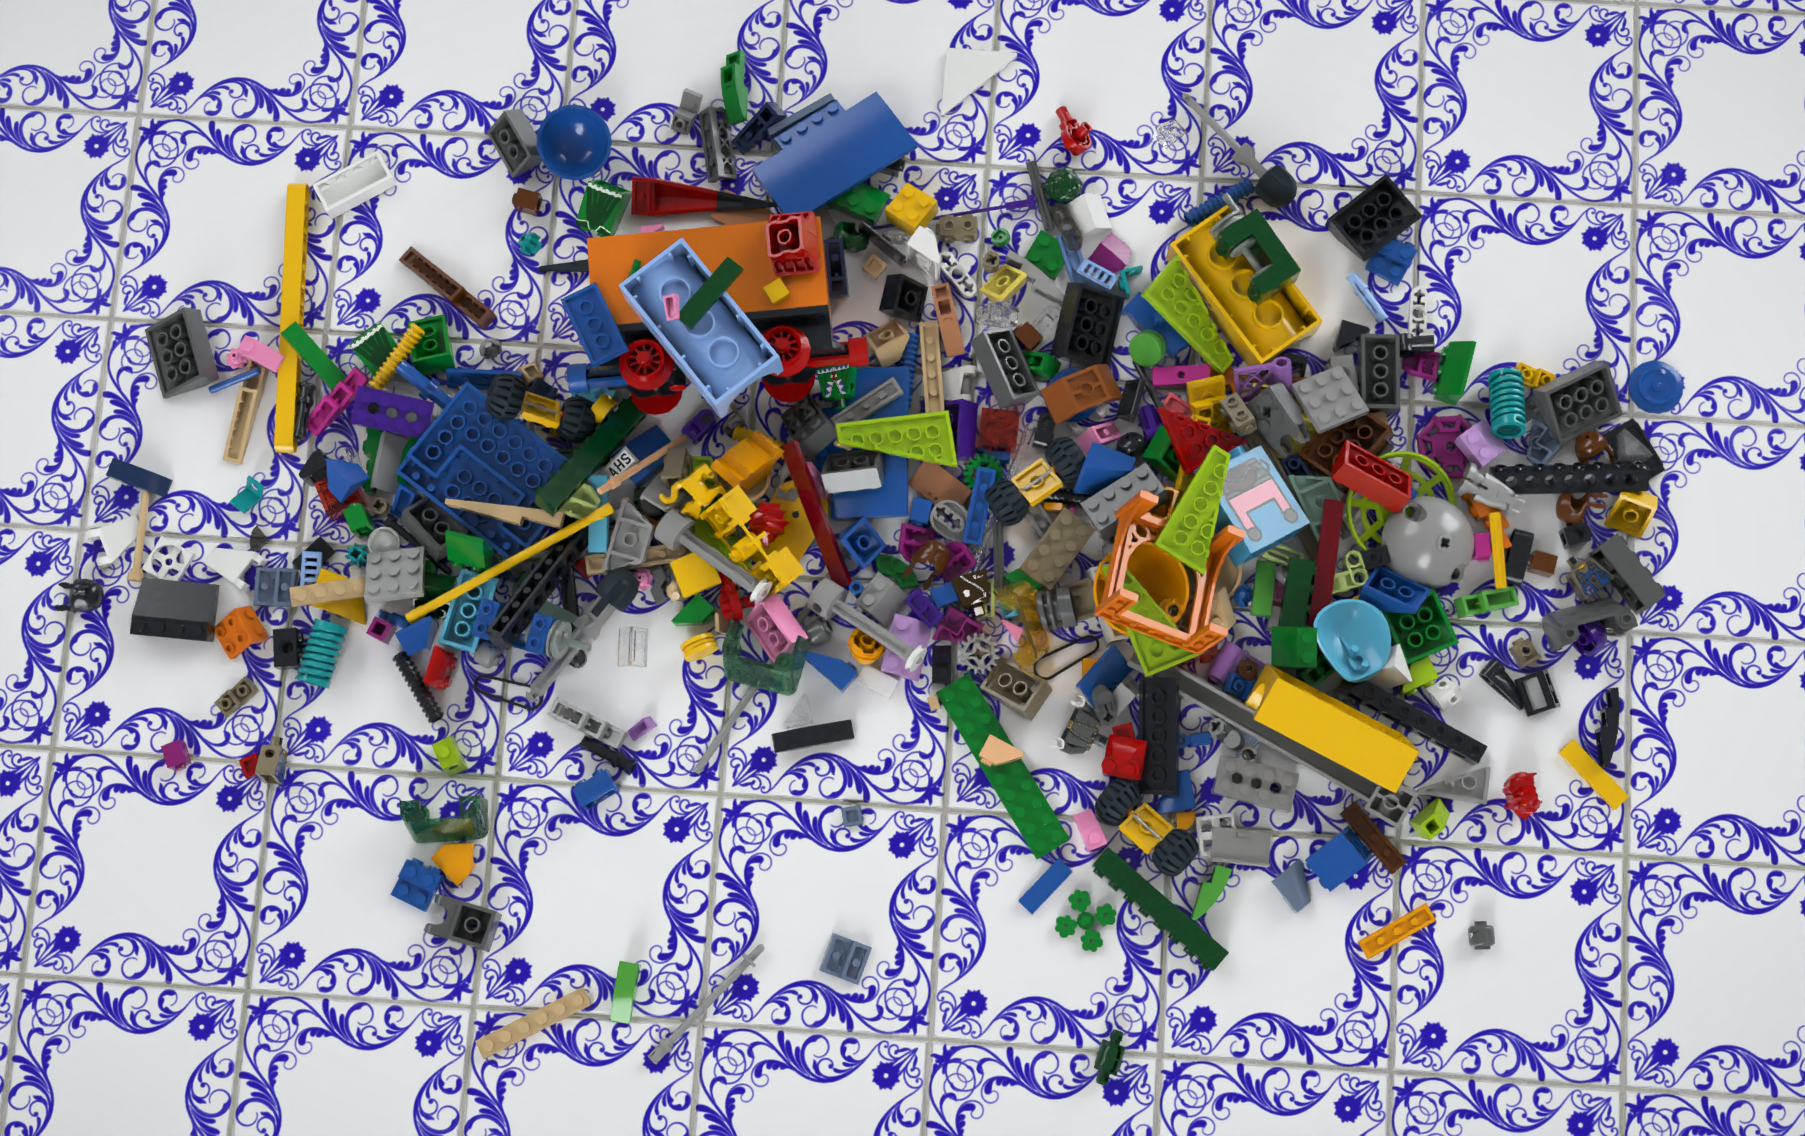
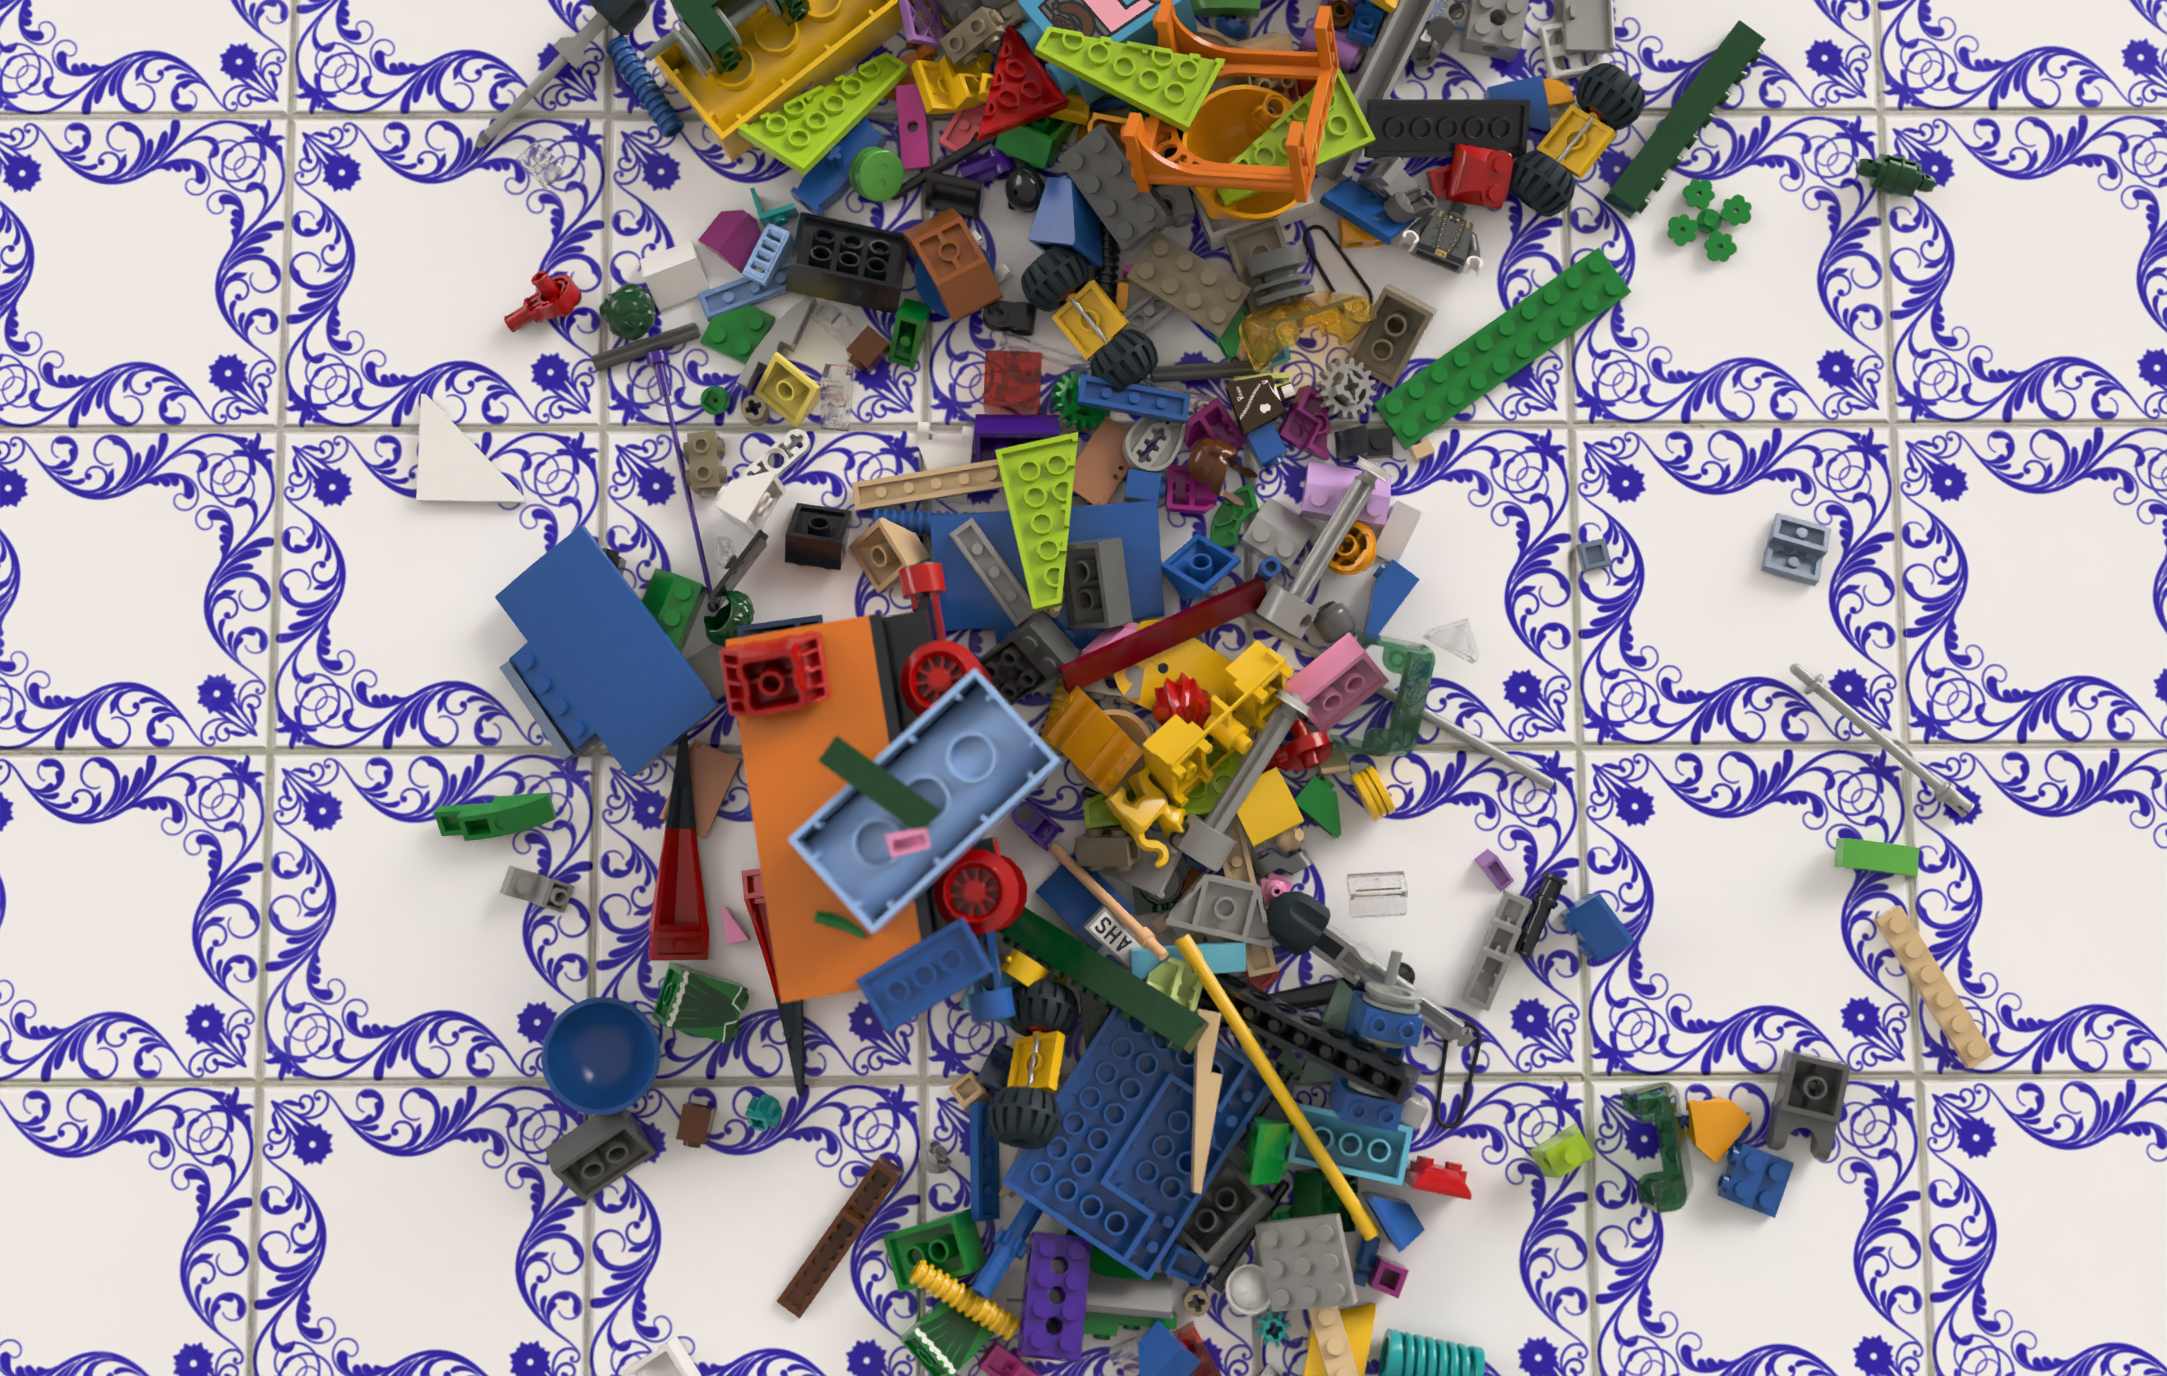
camera: 100 degrees left, 5 degrees up
(359, 520) = (1221, 1330): green brick -> none
(417, 686) = (1465, 1210): black piece -> none
(713, 143) = (588, 842): dark grey fence -> none
(757, 127) = (558, 775): dark blue slope -> none
(776, 291) = (853, 695): yellow tile -> none
(812, 736) = (1487, 618): black slope -> none
(837, 384) = (966, 617): green torso -> none
(874, 267) = (771, 582): tan plate -> none
(911, 209) = (681, 531): yellow brick -> none
(924, 608) = (1289, 470): dark purple hinge -> none
(947, 320) = (848, 467): nougat slope -> none
(998, 752) = (1491, 349): light nougat slope -> none
(1002, 456) = (1050, 375): blue bar -> none
(1005, 367) = (920, 376): dark grey brick -> none
(1014, 630) = (1308, 342): bright pink piece -> none
(1045, 886) = (1666, 278): blue tile -> none
(1066, 234) = (682, 300): clear smoke beam -> none
(1090, 830) = (1585, 219): bright pink slope -> none
(1102, 434) = (1013, 239): bright pink slope -> none
(1195, 739) = (1440, 80): blue bar -> none
(1210, 891) = (1654, 52): bright green slope -> none

